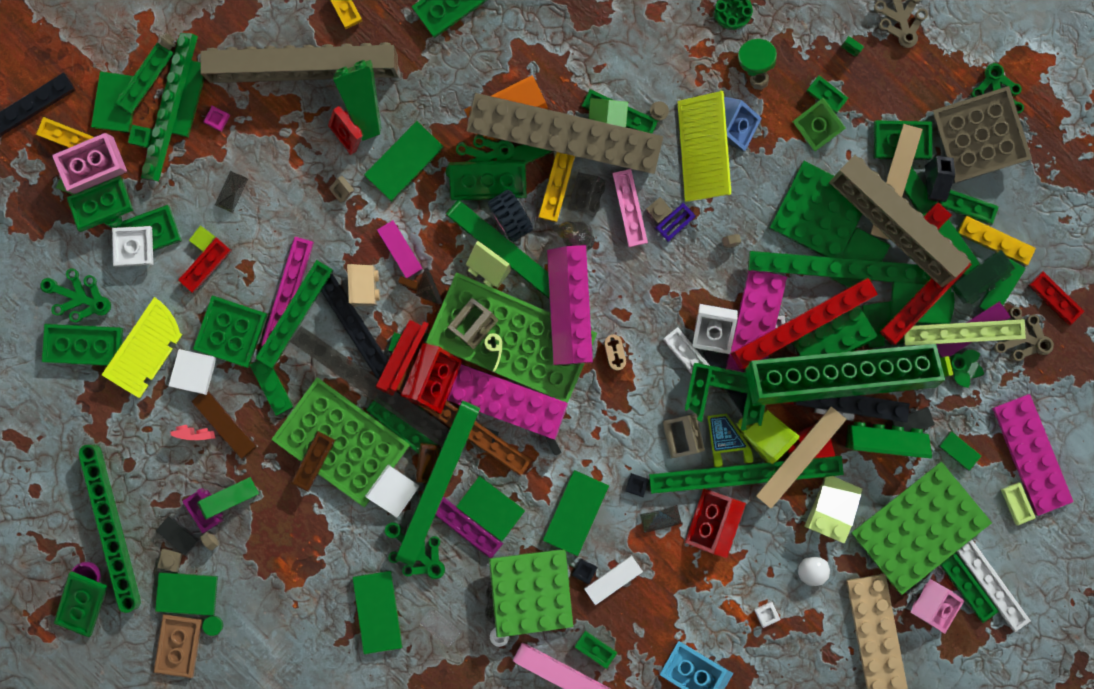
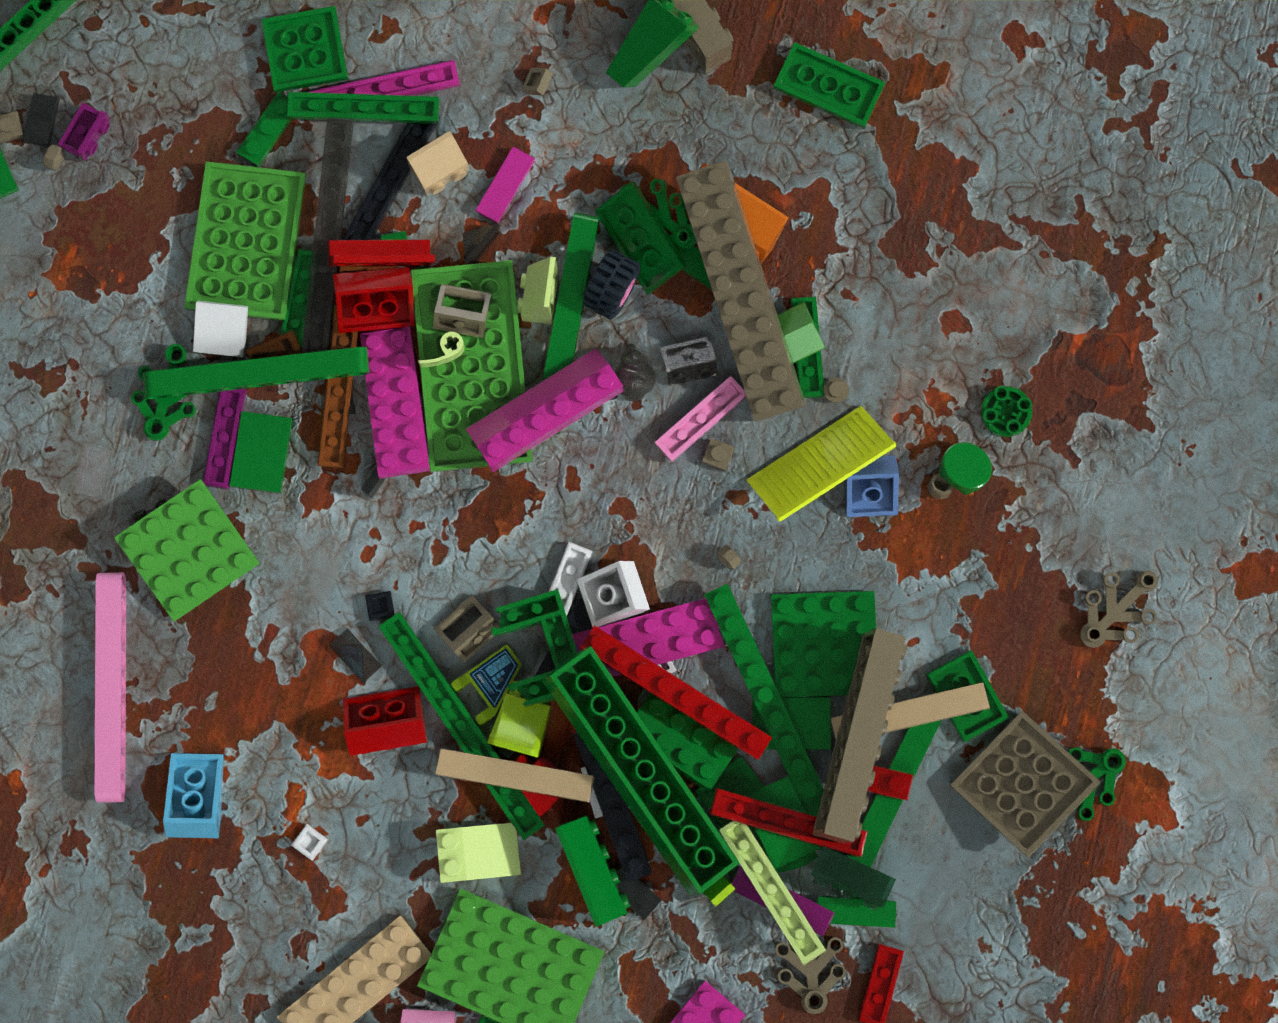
camera: 65 degrees right, 5 degrees down
(186, 433) = (161, 63): coral slope -> none
(192, 372) = (235, 33): white tile -> none
(224, 424) = (196, 101): reddish brown tile -> none
(227, 498) = (112, 149): green tile -> none
(313, 461) = (205, 221): reddish brown tile -> none
(345, 130) = (604, 49): red plate -> none
(377, 612) = (72, 390): green tile -> none
(404, 161) = (610, 133): green tile -> none
(408, 283) = (470, 215): reddish brown tile -> none
(498, 641) = (112, 545): white tile -> none
(556, 187) = (676, 322): yellow plate -> none
(576, 513) = (309, 553): green tile -> none
(584, 571) = (246, 600): black tile -> none
(595, 649) = (161, 662): green plate -> none
(613, 580) = (253, 639): white tile -> none
(619, 350) = (518, 491): tan beam -> none
(687, 211) = (694, 475): dark purple tile -> none
(814, 571) = (391, 870): white hair -> none
(819, 124) = (926, 585): bright green slope -> none
(822, 89) = (968, 575): green plate -> none
(852, 46) = (1043, 573): green tile -> none
(939, 178) = (943, 761): black slope -> none
(959, 451) = (630, 967): green tile -> none
(968, 367) = (735, 923): green plate -> none
(970, 207) = (932, 817): green tile -> none
(996, 240) = (909, 874): yellow plate -> none

